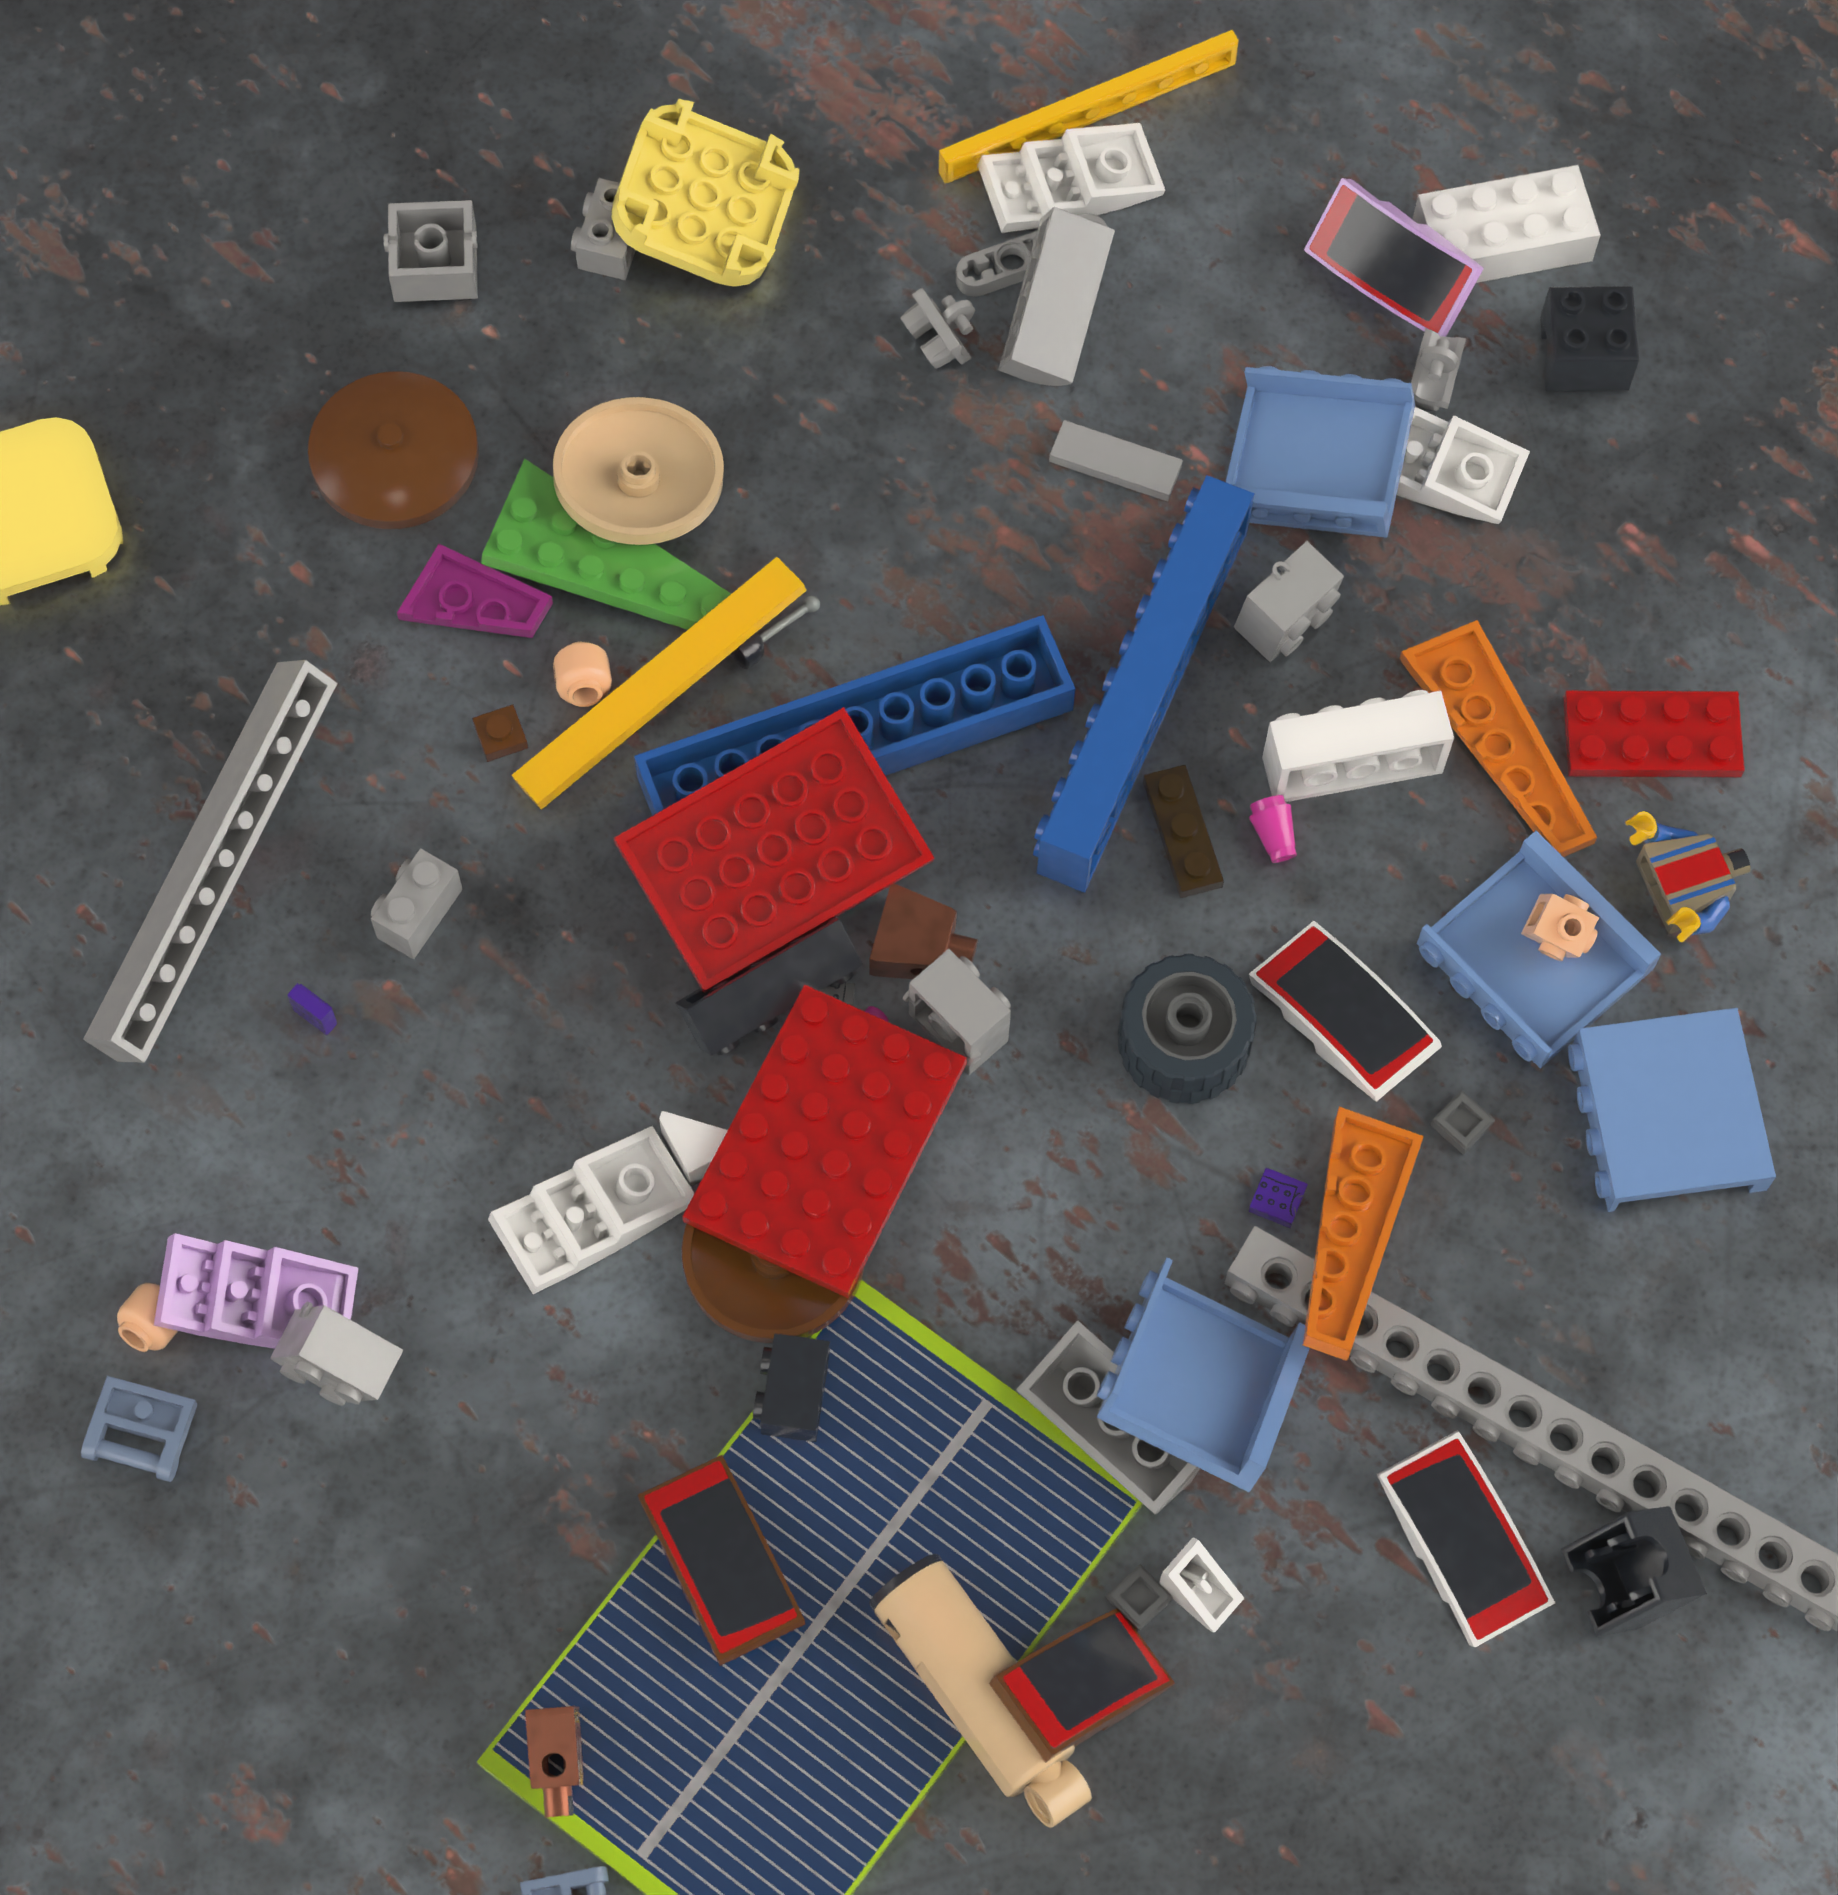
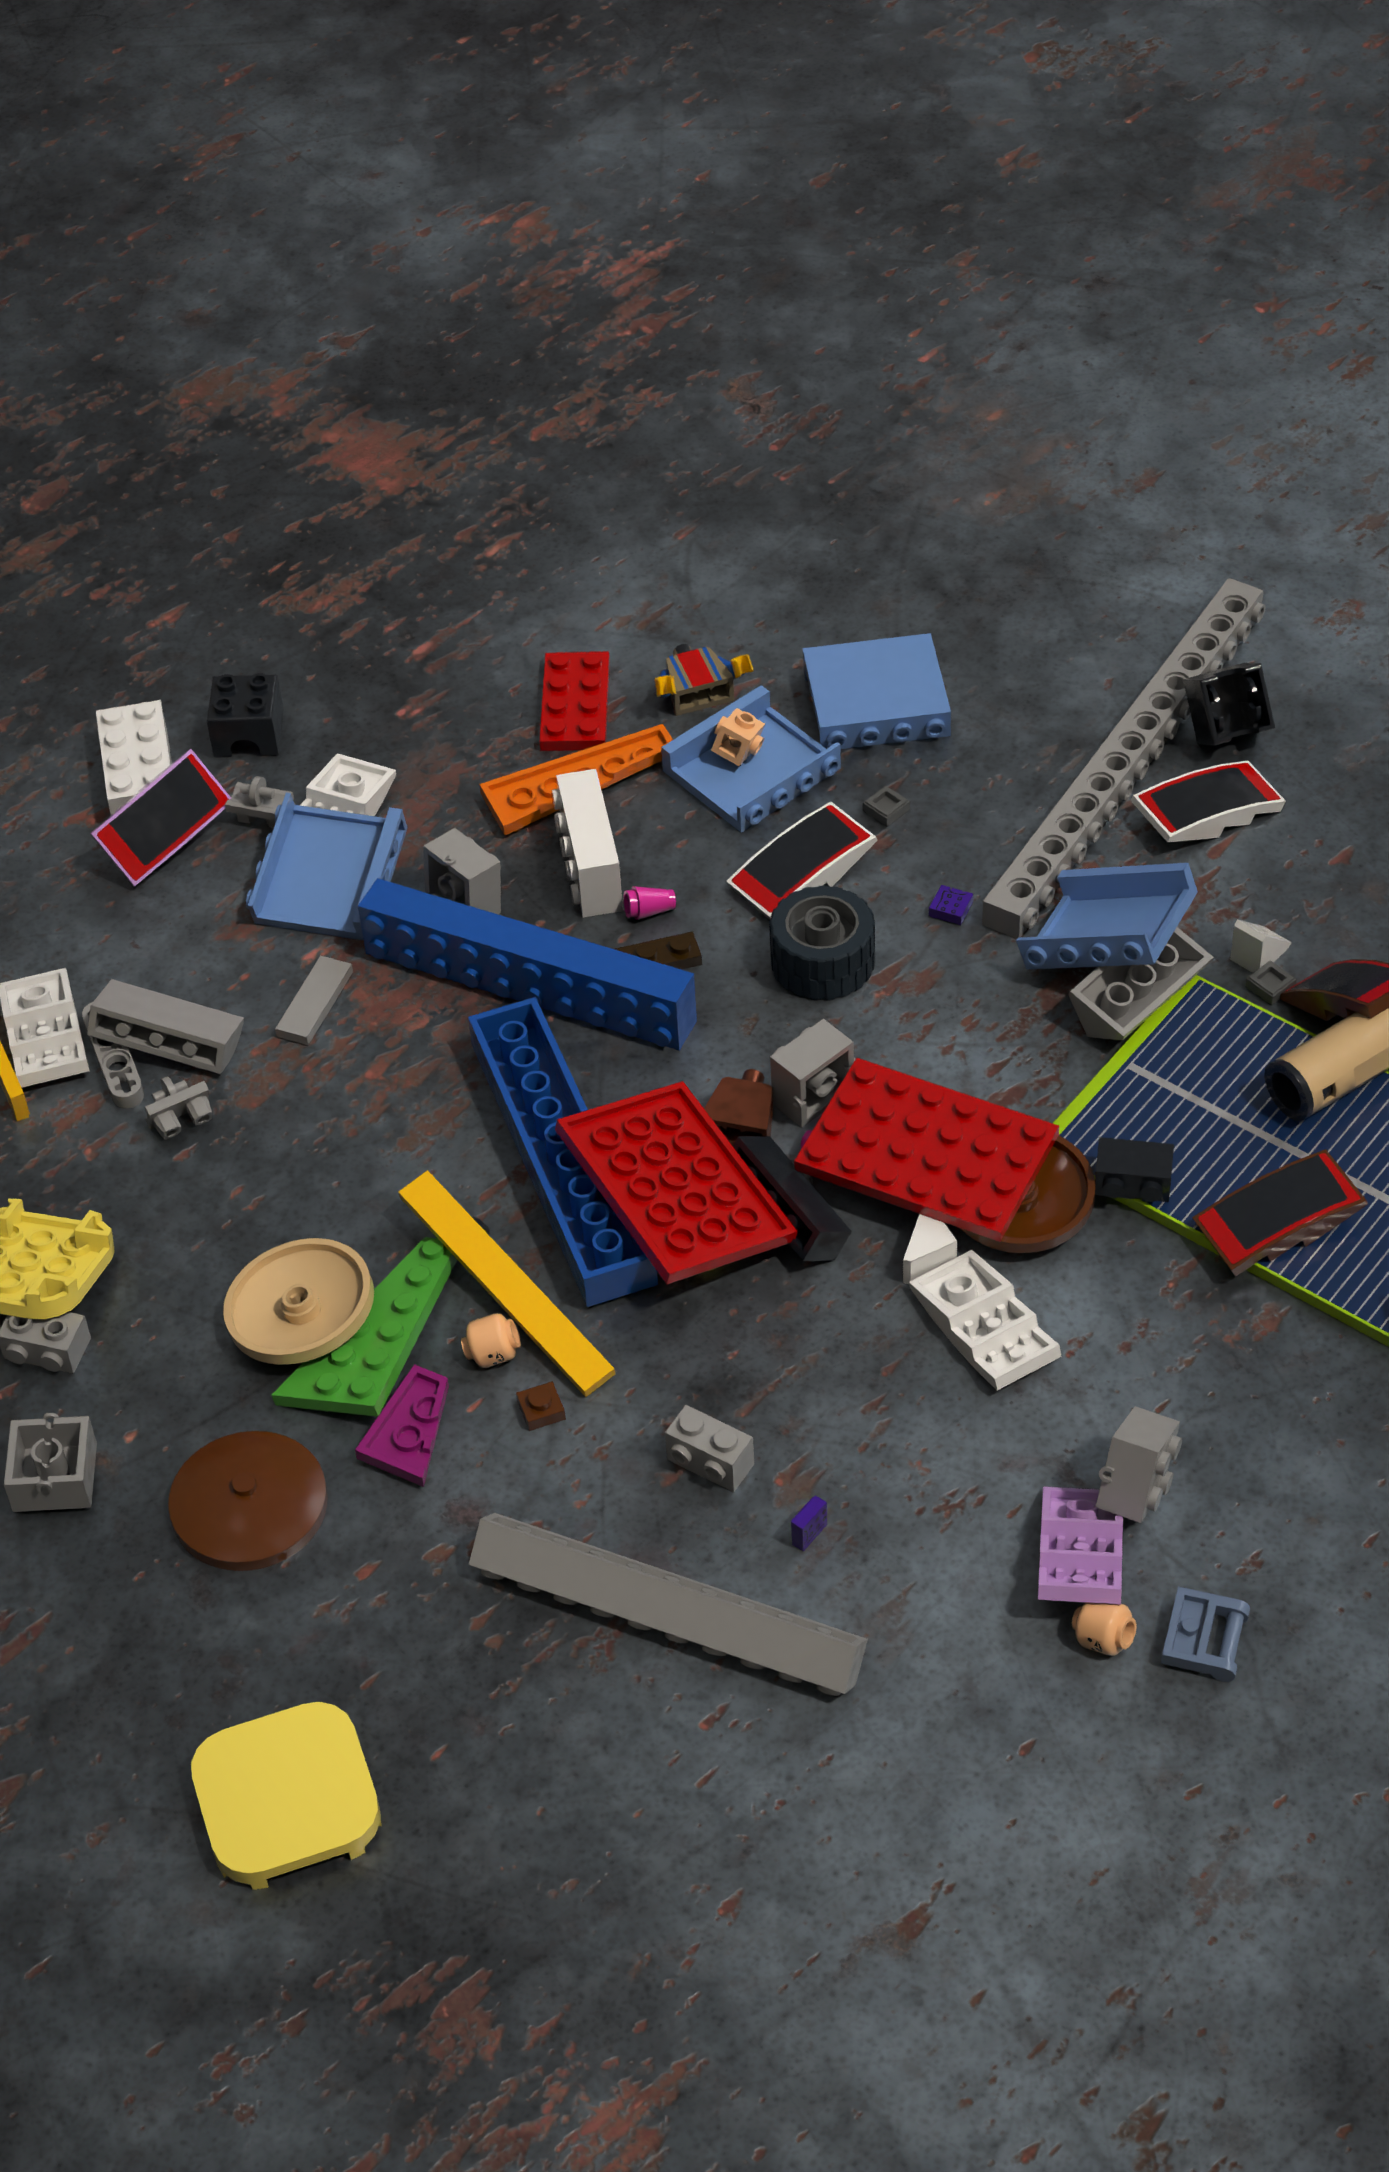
camera: 85 degrees left, 20 degrees down
(1359, 1207) = (969, 844): orange wing -> none

